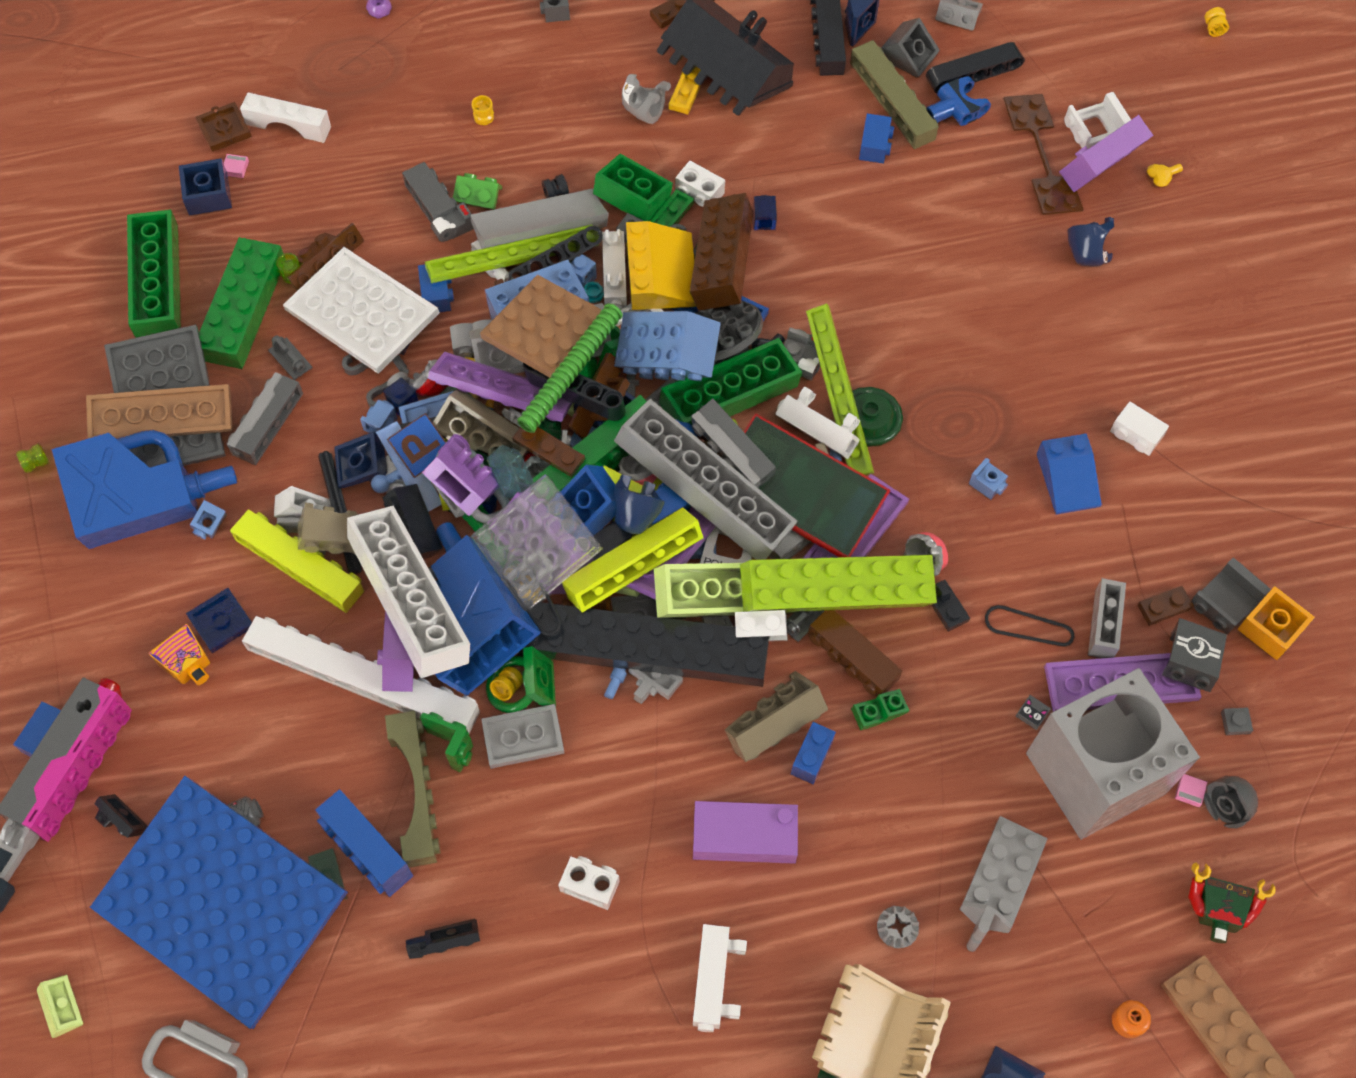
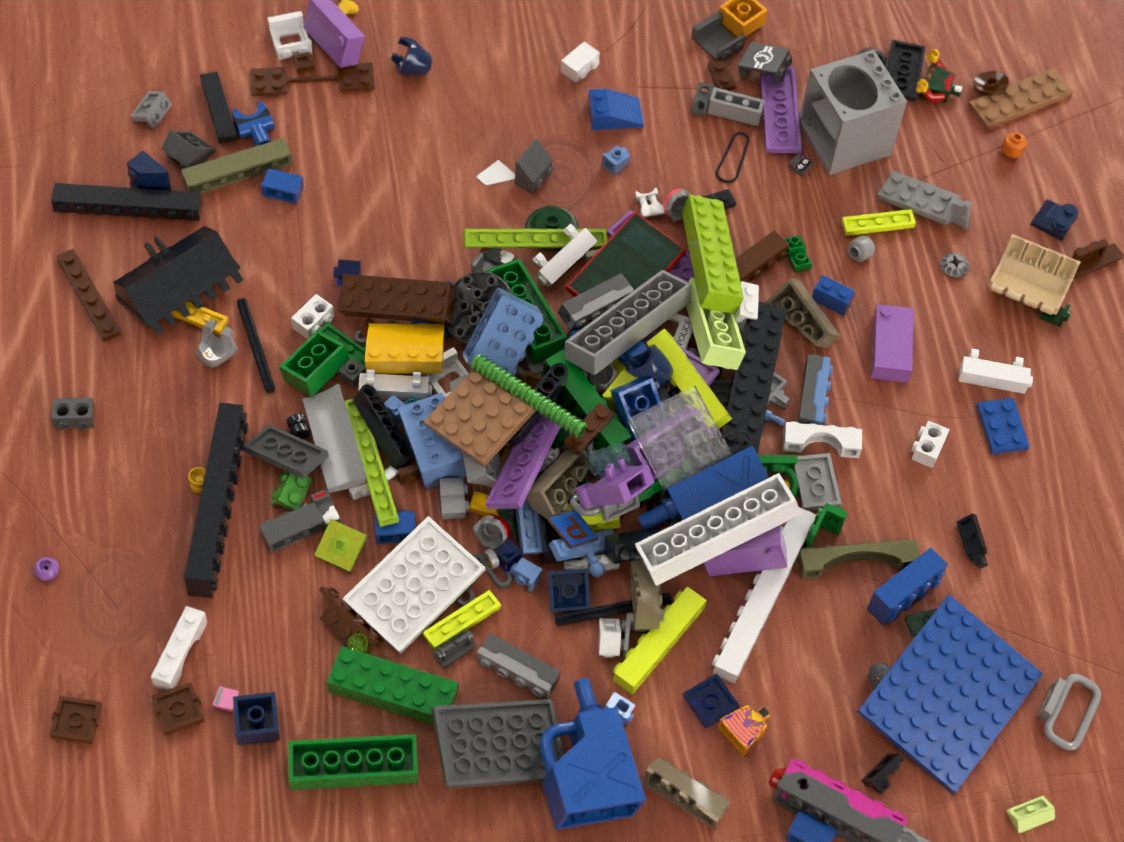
camera: 90 degrees left, 5 degrees down
(104, 592) = (685, 792): none -> dark tan wedge
(163, 410) = (518, 742): medium nougat plate -> none
(214, 50) = (75, 719): none -> reddish brown plate
(323, 361) = (462, 619): none -> neon yellow plate
(409, 240) = (341, 545): none -> lime plate
(454, 121) = (215, 501): none -> black brick
(516, 174) = (286, 451): none -> dark grey plate
(584, 772) = (845, 440): none -> white arch
(632, 989) = (1002, 426): none -> blue plate
(656, 731) = (814, 390): none -> piece
(661, 140) = (256, 345): none -> black axle
(898, 791) = (861, 248): none -> light grey head
(916, 522) = (649, 210): none -> white piece
(943, 353) = (496, 173): none -> white sticker
(950, 381) = (533, 167): none -> dark grey slope
(950, 817) = (878, 222): none -> neon yellow plate
(1061, 139) = (303, 62): none -> reddish brown plate
(1112, 572) = (702, 99): none -> dark grey leg
(1237, 721) = (808, 53): dark grey plate -> none
(1240, 855) = (905, 67): none -> black plate
(1254, 982) = (991, 82): none -> reddish brown dish

